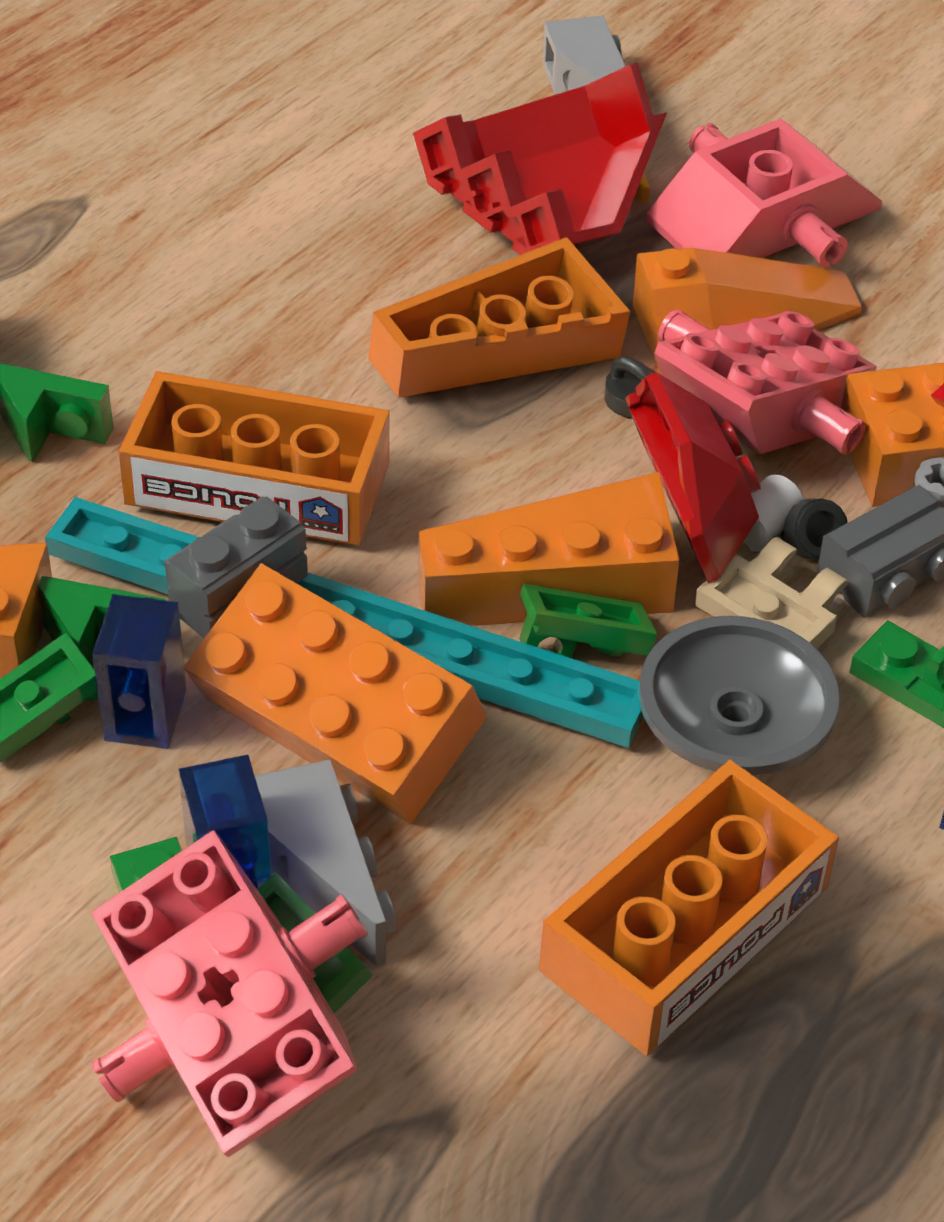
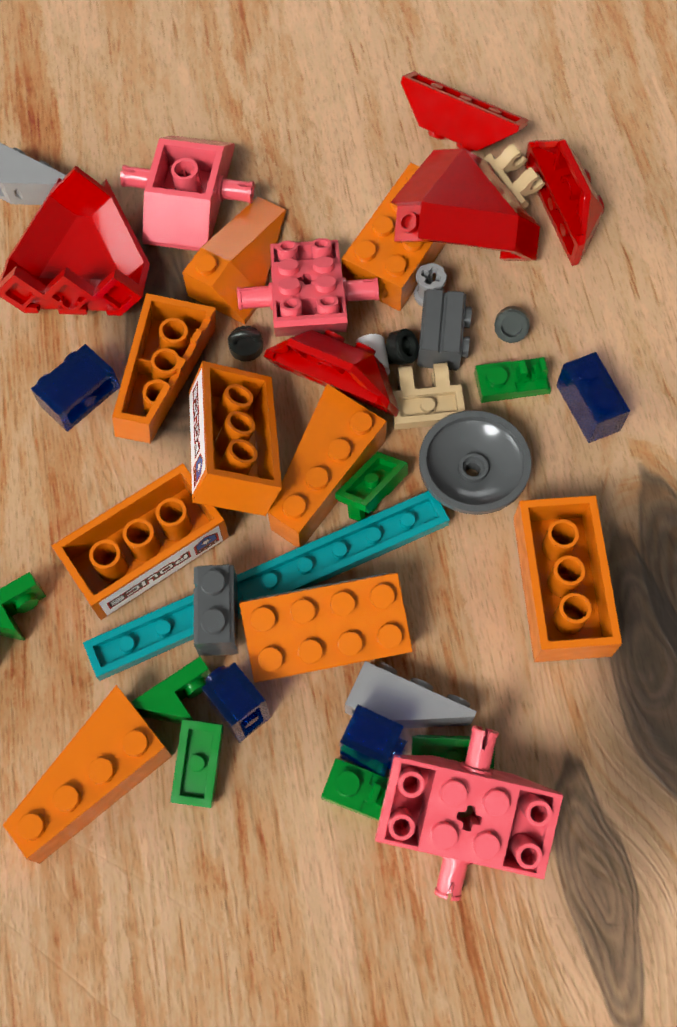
camera: 45 degrees left, 20 degrees up
(377, 274) = (75, 387): none -> clear blue brick
(471, 429) = (233, 440): none -> orange brick

